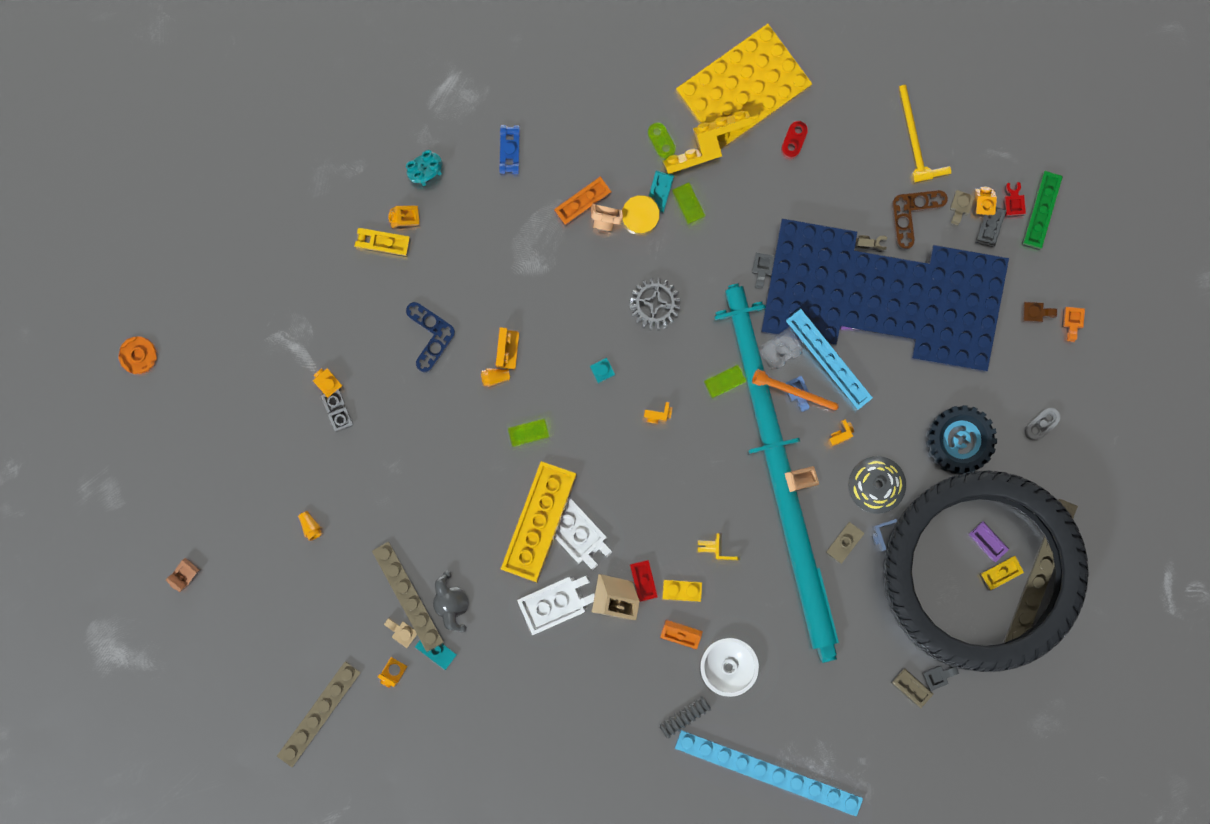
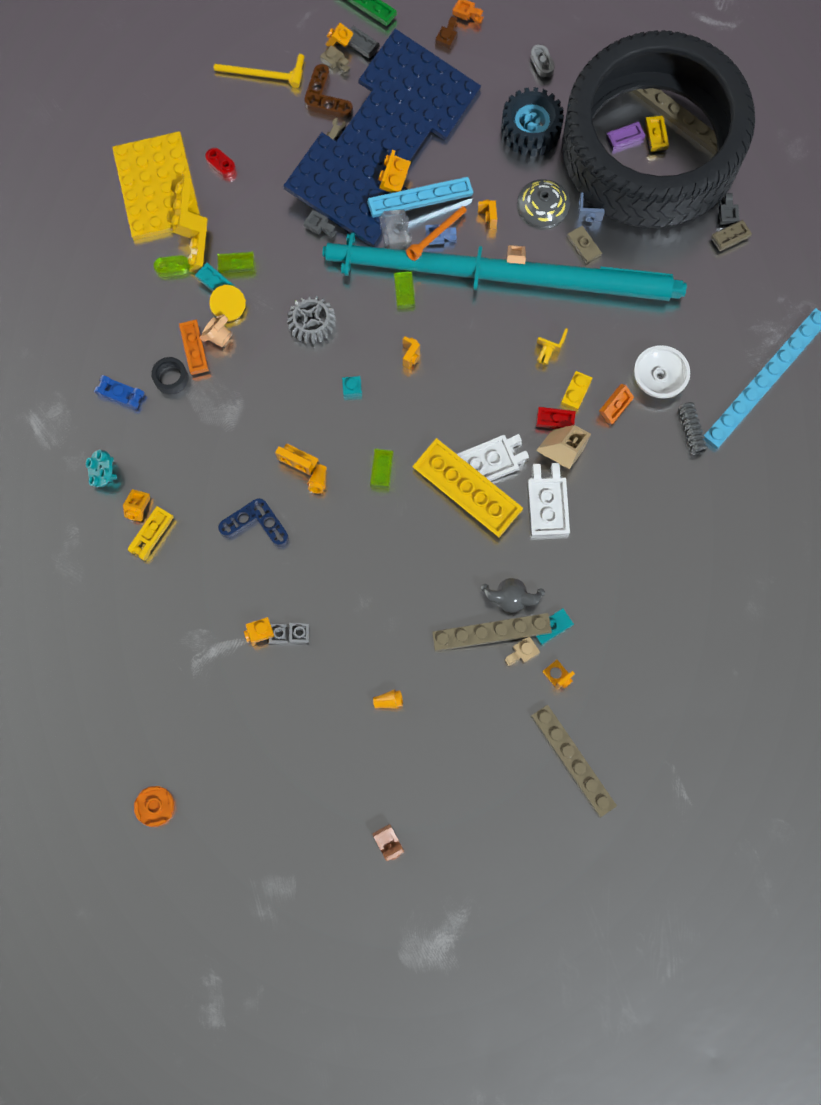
camera: 65 degrees left, 10 degrees down
(544, 176) = (164, 363): none -> black tyre
(842, 323) = (394, 174): none -> light orange bracket
(1014, 202) = (348, 18): red plate -> none

